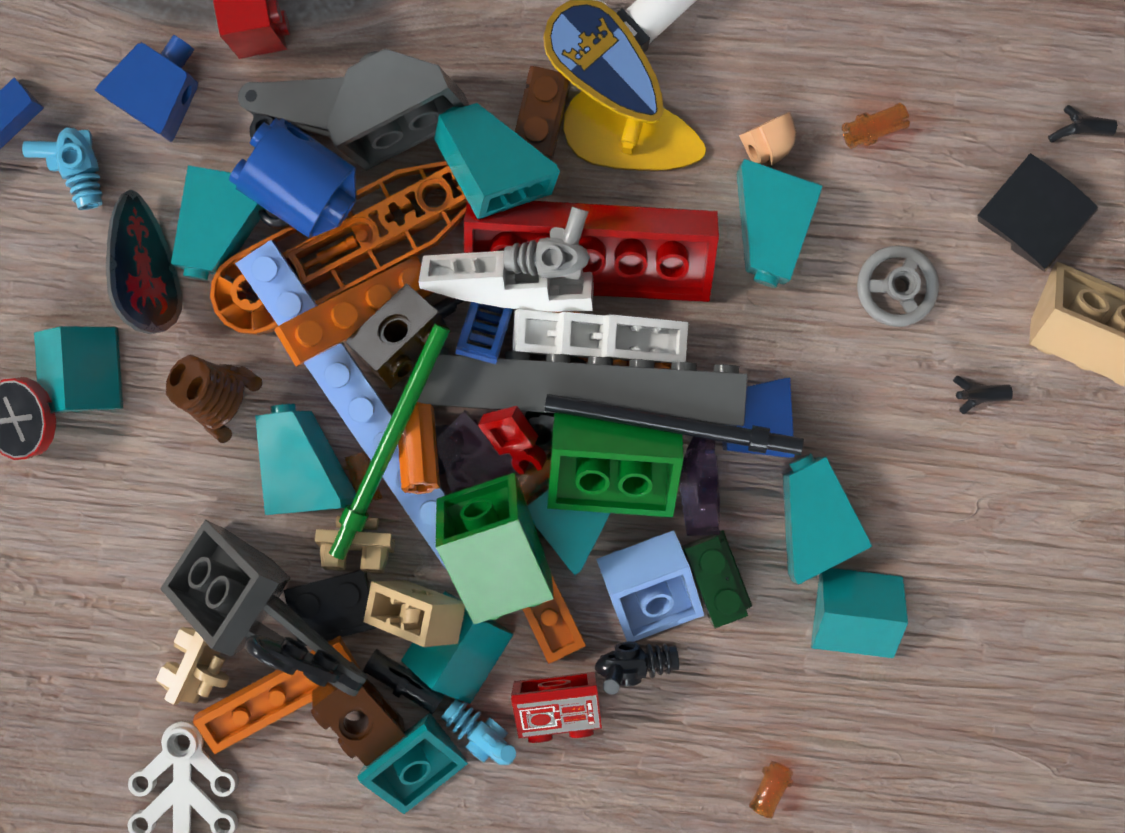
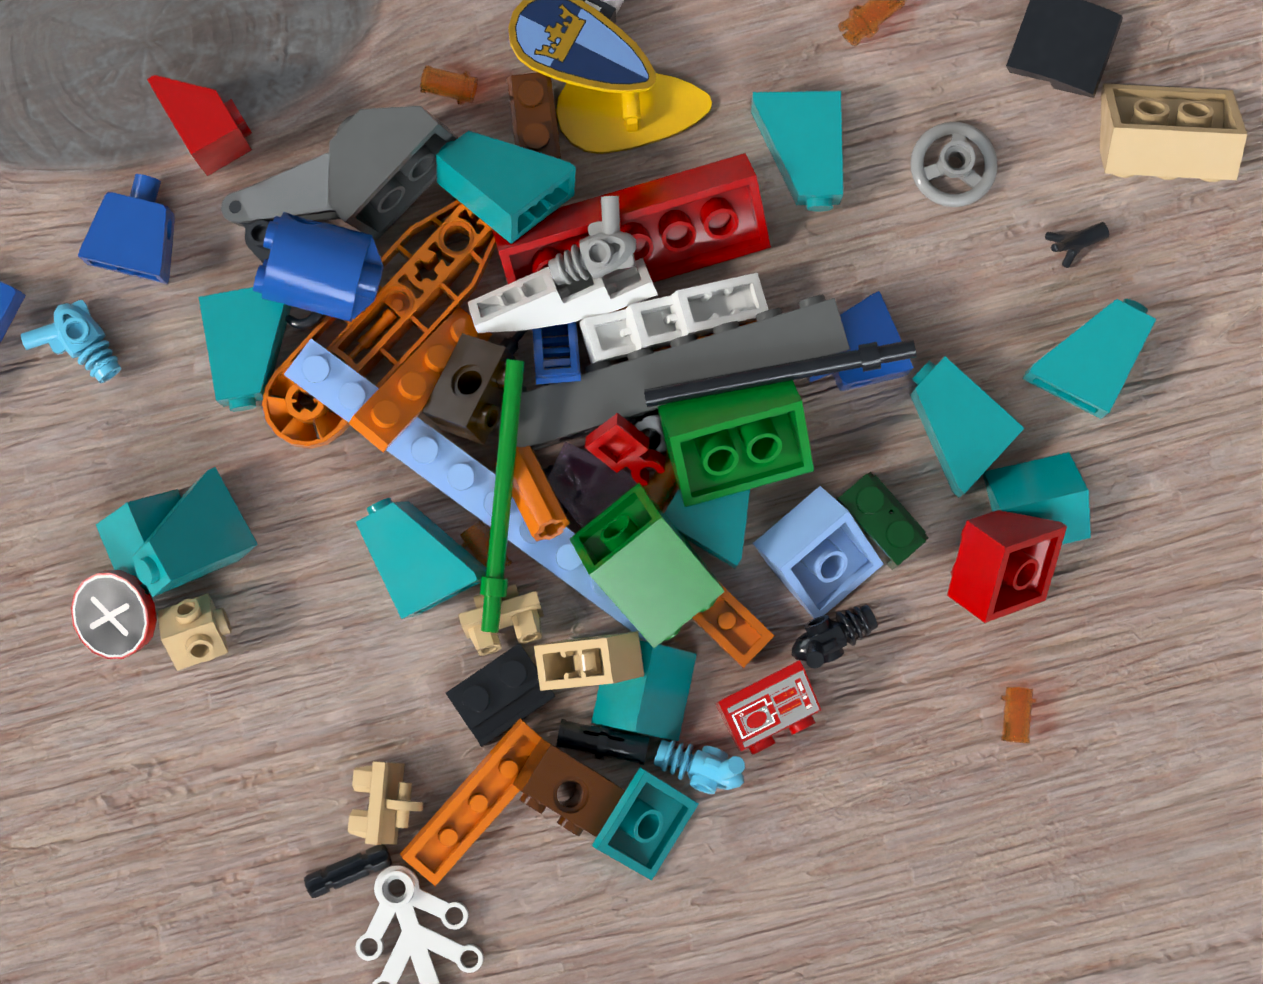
camera: 20 degrees left, 5 degrees down
(82, 459) = (194, 631): none -> tan brick
(107, 379) = (194, 537): none -> teal slope
(139, 268) = (186, 417): shield -> none
(144, 712) = (347, 871): none -> black axle
(210, 392) = (301, 517): reddish brown piece -> none
(226, 594) = (398, 708): dark grey slope -> none
(478, 53) = (449, 84): none -> clear orange pin
(700, 488) = (831, 432): clear purple slope -> none
(770, 140) = (772, 66): light nougat piece -> none
(809, 658) = (1005, 563): none -> red slope
(958, 504) = (1095, 359): none -> teal slope

